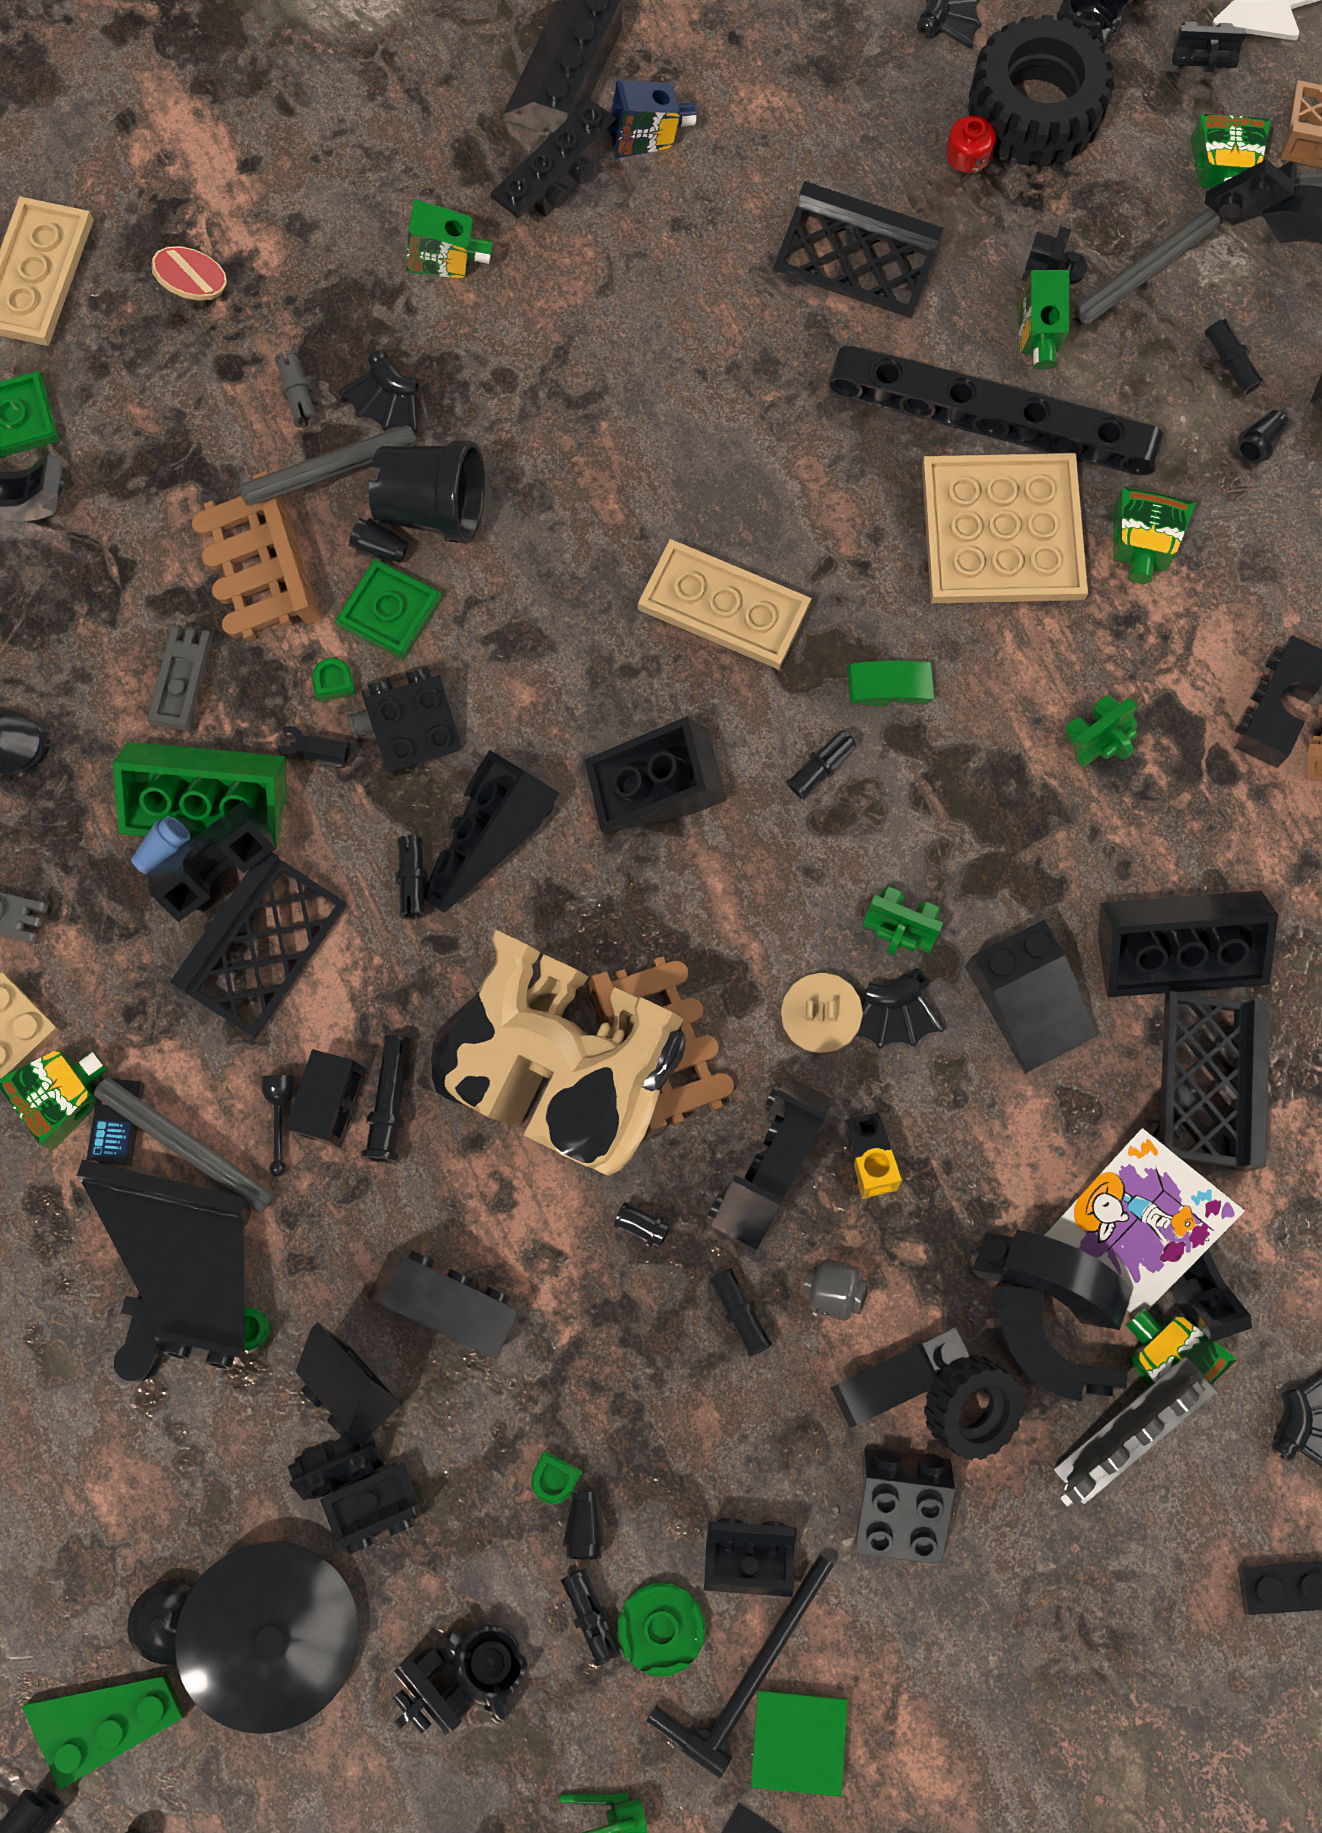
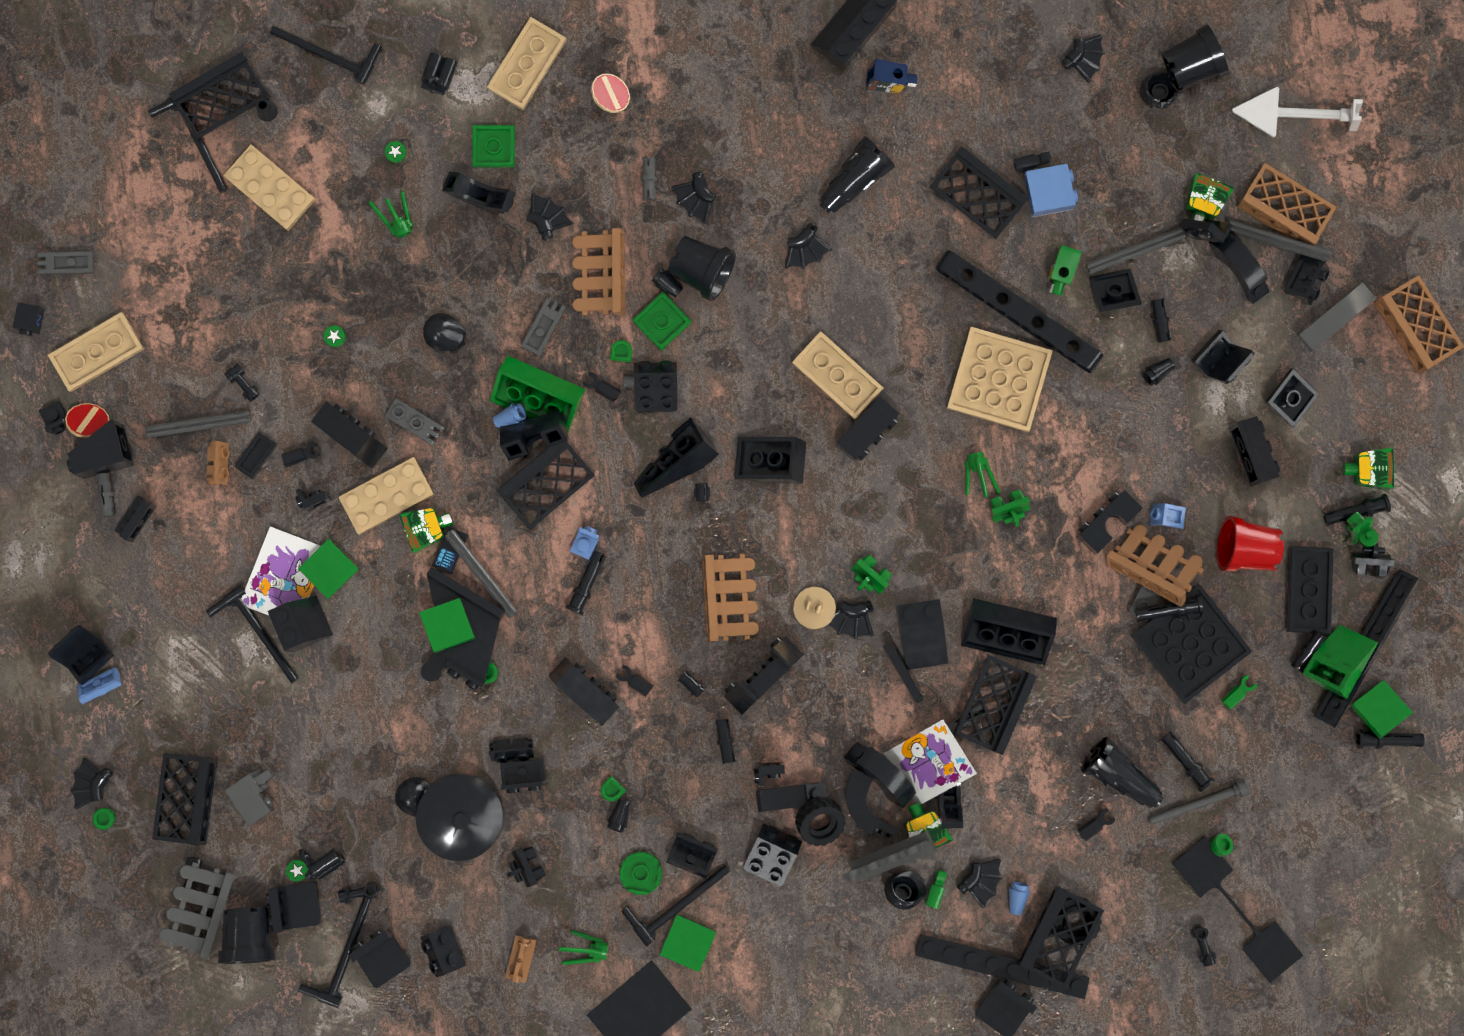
camera: 20 degrees right, 10 degrees up
(100, 1724) = (370, 831): green wing -> none
(136, 499) = (547, 216): none -> black arm
(140, 1261) = (446, 625): none -> green tile
(277, 1091) = (534, 561): black hinge -> none
(323, 466) = (653, 233): dark grey axle -> none
(326, 1098) = (556, 572): black hinge -> none
(344, 1385) = (526, 714): black slope -> none
(364, 1026) = (585, 542): none -> medium blue bracket
(411, 877) = (631, 472): black pin -> none
(442, 242) = (745, 117): green torso -> none
(484, 1684) = (548, 857): black hair -> none
(536, 1254) = (636, 682): none -> black bar
(550, 867) = (701, 492): none -> black bar
(556, 164) = (829, 90): black bracket -> none
(590, 1617) = (609, 857): black pin -> none
(599, 420) = (806, 248): none -> black arm
(599, 1084) = (659, 575): tan animal -> none
(647, 272) = (857, 174): none -> black cone
(809, 676) = (868, 430): none -> black brick
(821, 764) = (858, 479): black axle -> none
(836, 1289) = (774, 745): dark grey head -> none
(848, 1338) = (772, 770): none -> black bracket
(872, 1156) = (814, 686): leg -> none
(888, 681) = (909, 446): green slope -> none
(925, 182) = (1031, 161): none -> black bar
(970, 144) = (1061, 154): red head -> none
(975, 212) = (1050, 190): none -> medium blue piece
(1019, 675) = (977, 463): none -> green plant
(1026, 1079) = (903, 674): none -> black tile
(1049, 254) = (1079, 236): black hips -> none
(1050, 53) = (1127, 106): black tyre -> none
(1138, 333) = (1114, 290): none -> black slope
(1148, 531) = (1075, 407): torso -> none
(1180, 1489) = (904, 890): none -> black hat
(1208, 45) = (1220, 127): black hips -> none
(1238, 1469) = (936, 890): none -> green bar

